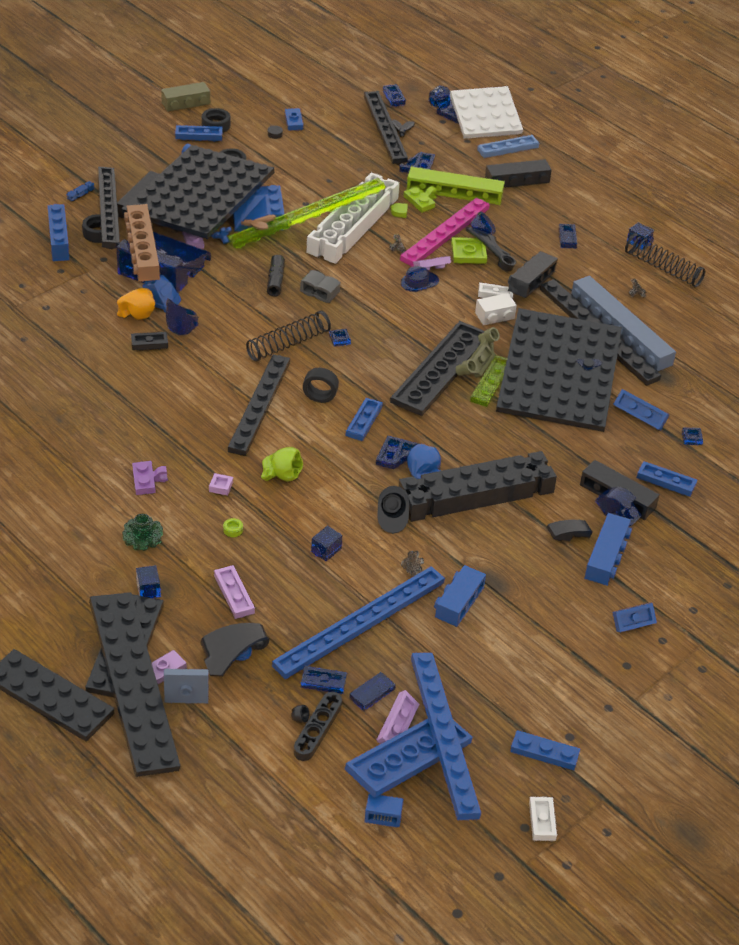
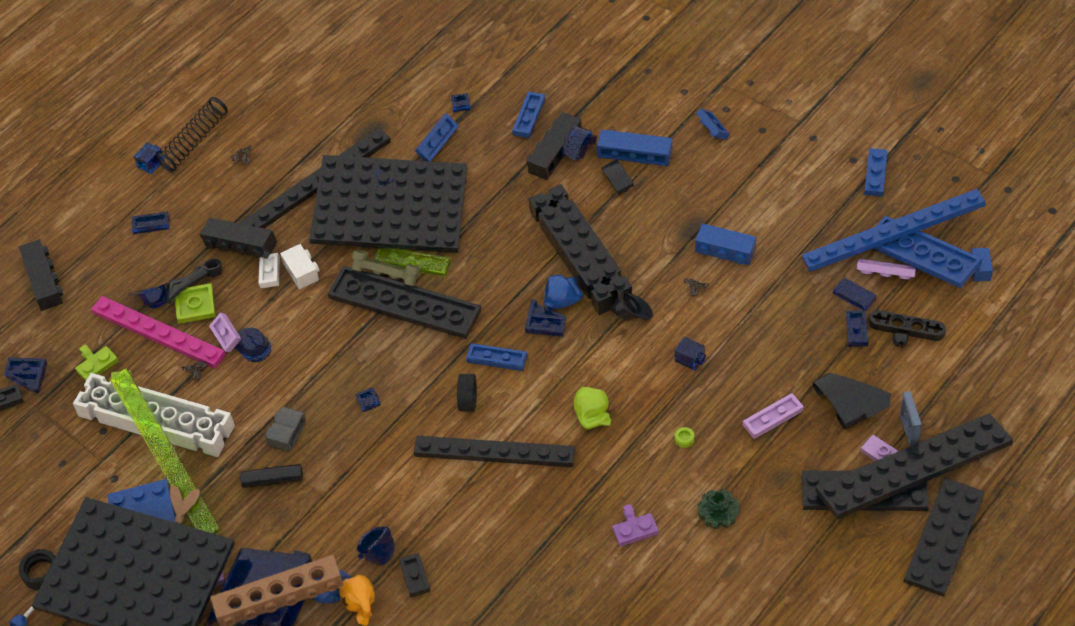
camera: 90 degrees left, 10 degrees up
(148, 581) = (785, 486): clear blue brick -> none
(221, 484) = (630, 457): lavender plate -> none
(319, 322) = (357, 414): black piece -> none
(357, 622) = (780, 314): blue plate -> none
(456, 185) = (70, 331): lime brick -> none
(542, 819) = (948, 164): white plate -> none
(633, 331) = (301, 162): sand blue brick -> none

